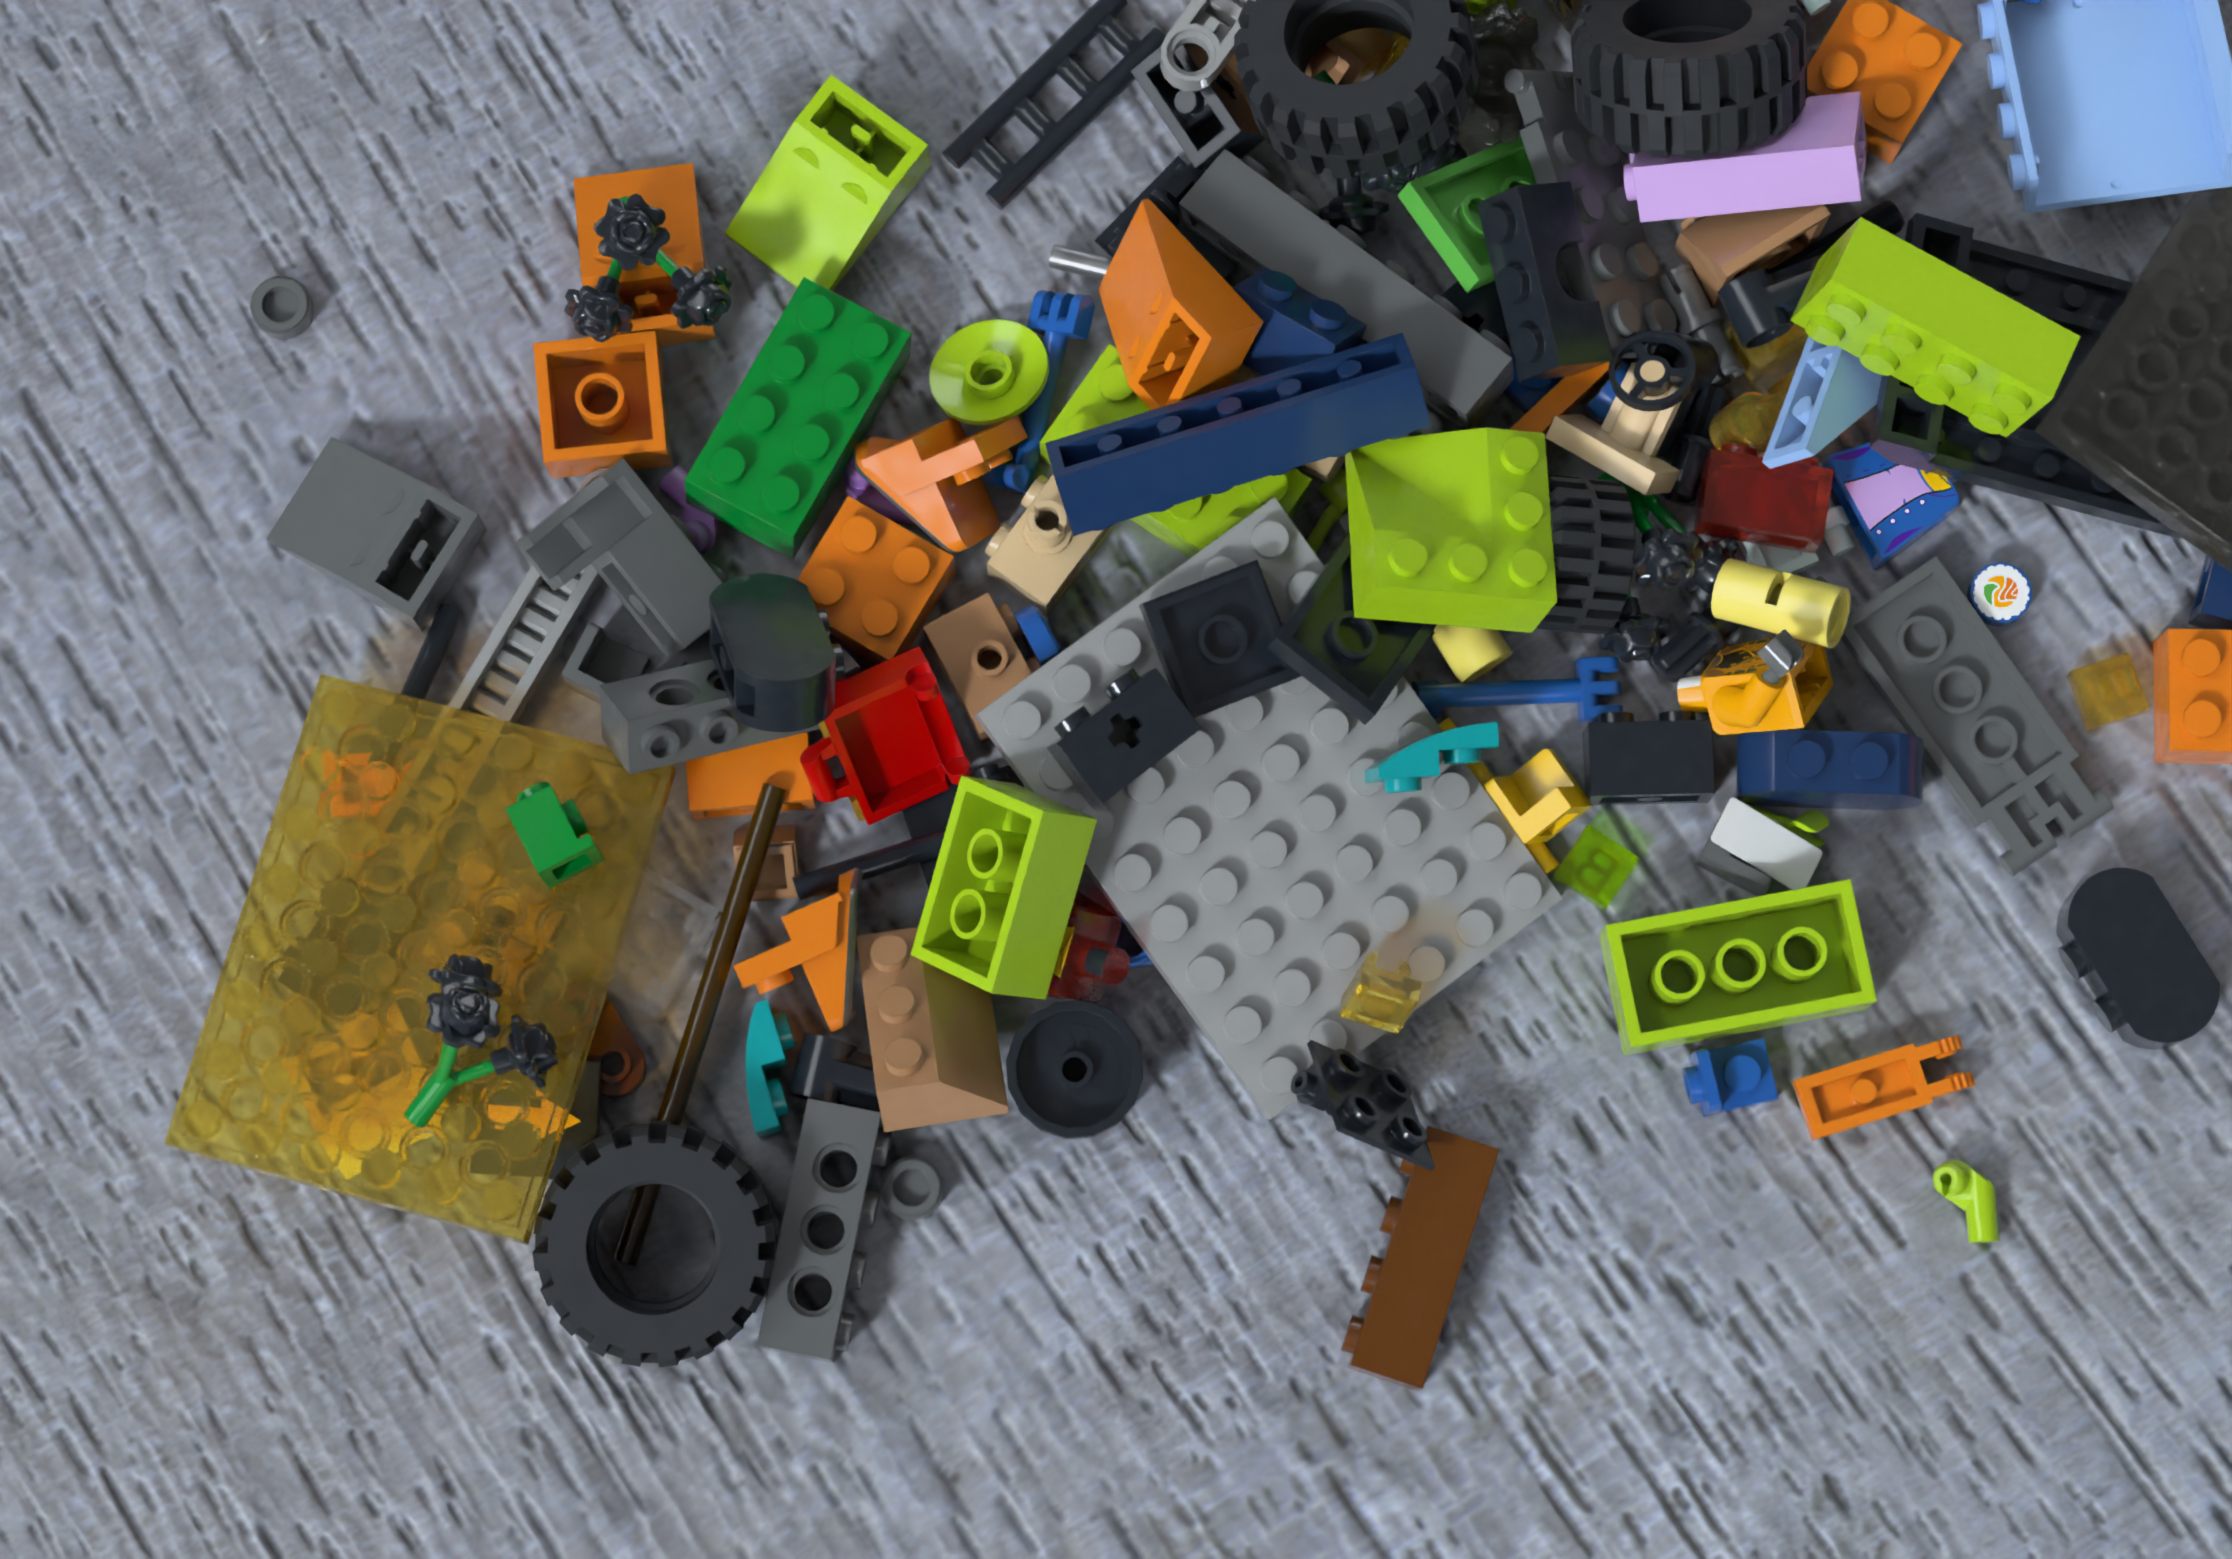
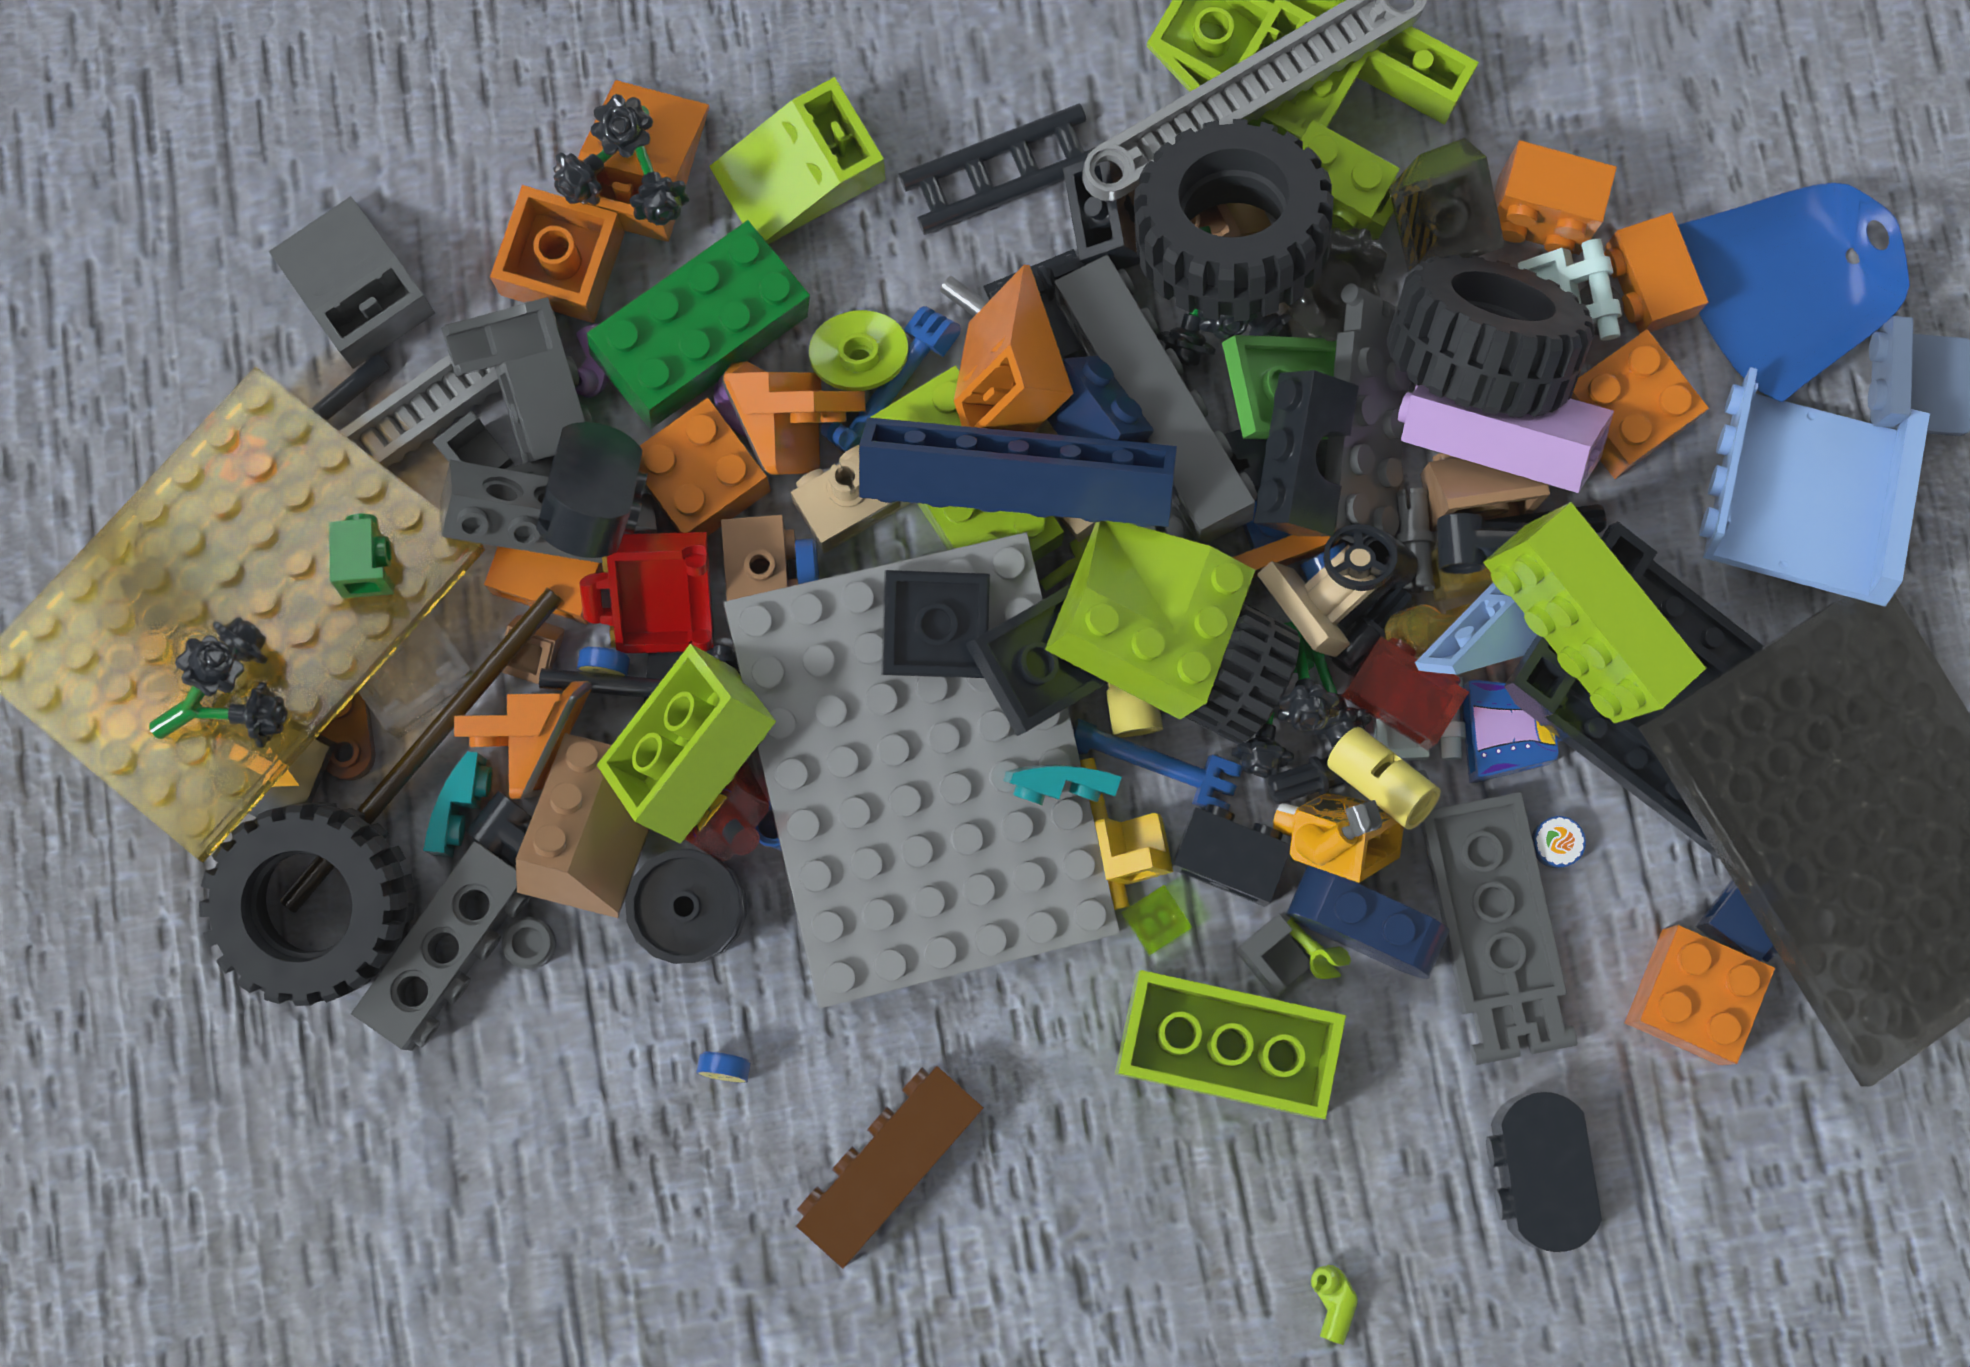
camera: 20 degrees right, 0 degrees up
(282, 307) = (359, 87): dark grey tile -> none
(857, 840) = (603, 661): none -> blue tile
(1157, 725) = (856, 671): black brick -> none
(1191, 1230) = (723, 1067): none -> blue tile
(1364, 1103) = (893, 1029): black hinge -> none
(1380, 996) = (941, 950): clear yellow tile -> none
(1730, 1077) = (1189, 1127): blue bracket -> none
(1766, 845) = (1293, 960): white sticker -> none
(1875, 1088) = (1298, 1184): orange hinge -> none
(2107, 692) = (1610, 953): clear yellow tile -> none

